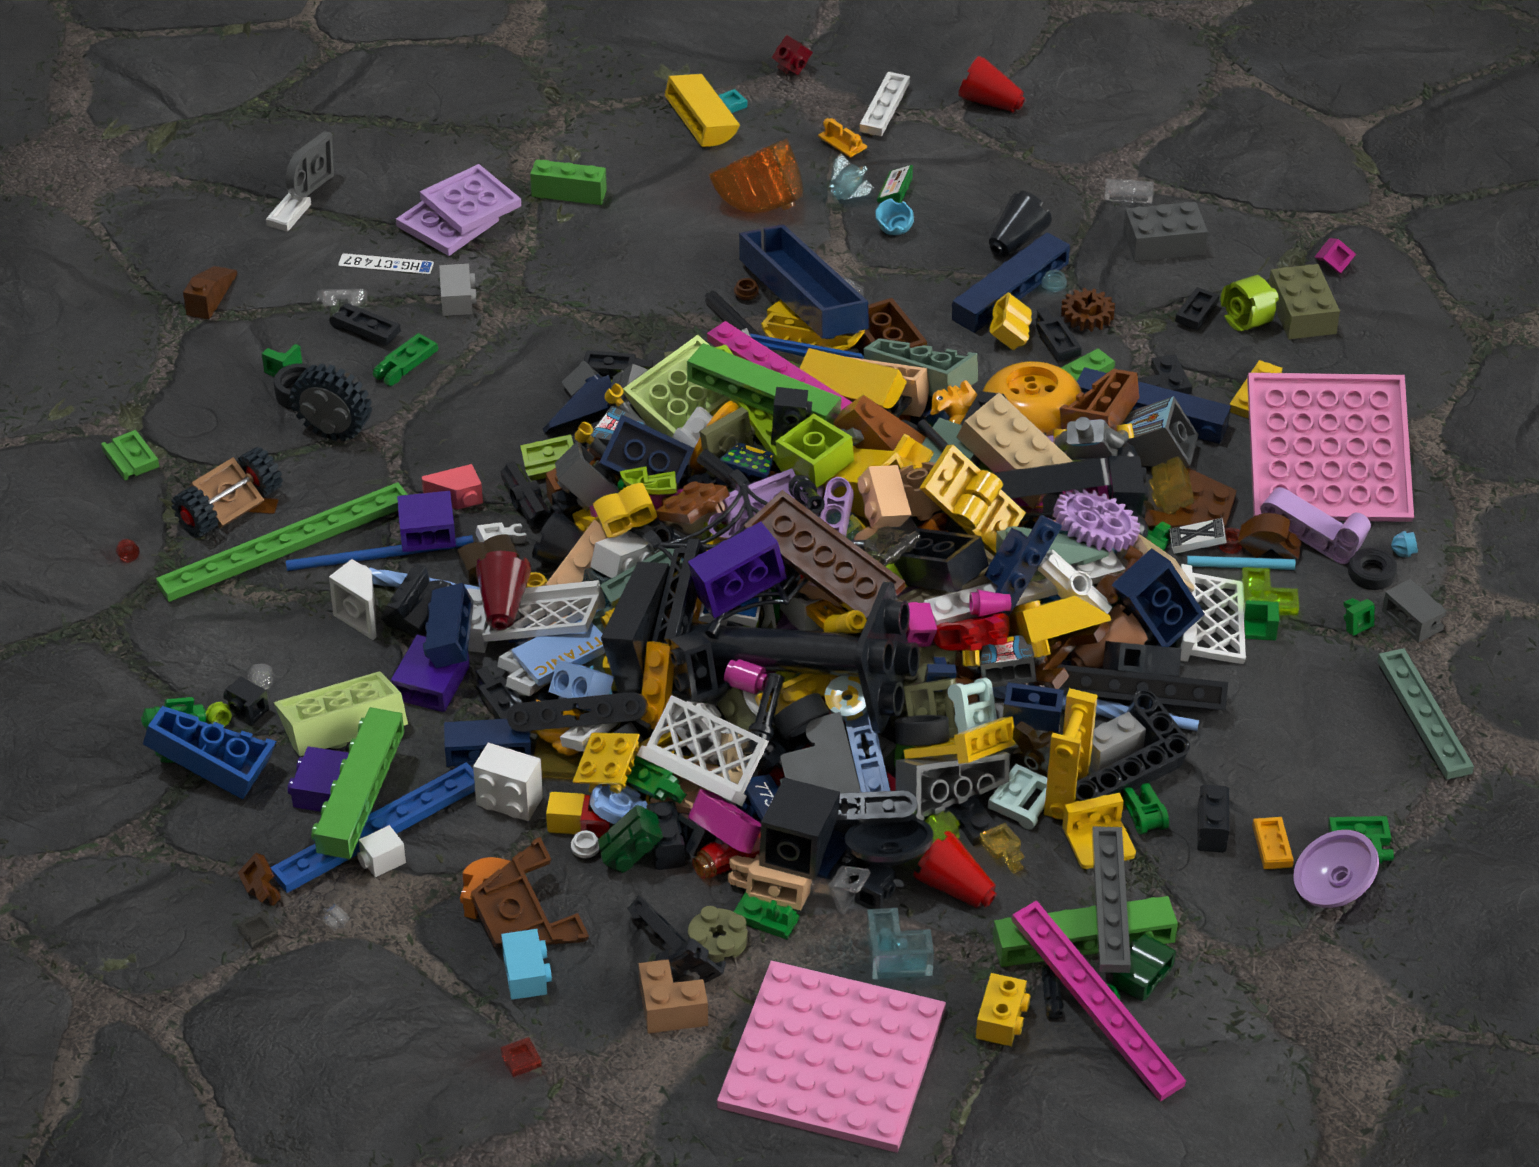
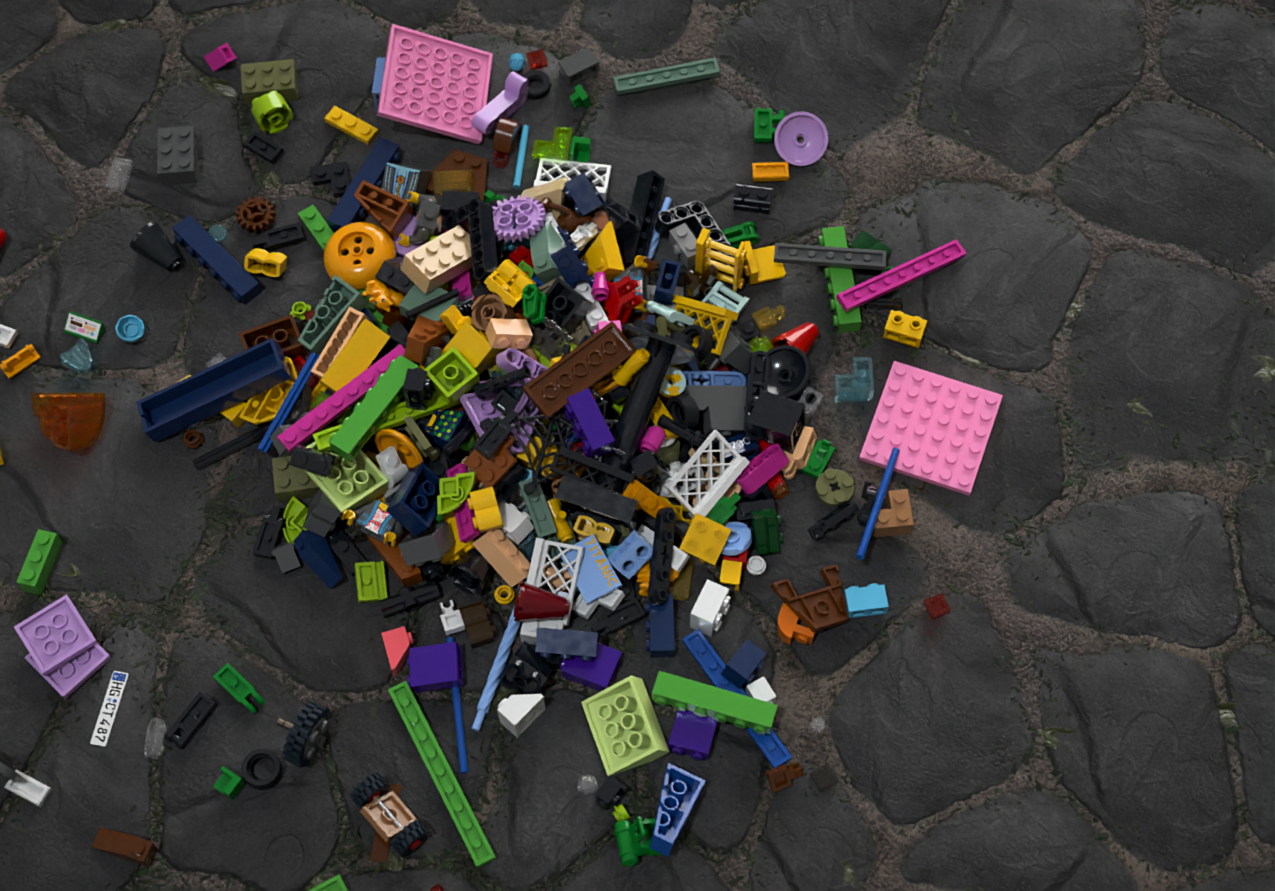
camera: 85 degrees left, 20 degrees up
(424, 824) = (743, 664): none -> dark blue brick
(456, 289) = (161, 649): light grey brick -> none
(679, 962) = (877, 504): none -> blue piece
(683, 340) = (312, 460): none -> black brick
(719, 485) = (496, 434): none -> black hinge
(945, 519) = (533, 304): none -> green piece
(1198, 535) = (498, 175): tile -> none
(1416, 565) = (536, 59): none -> clear red plate

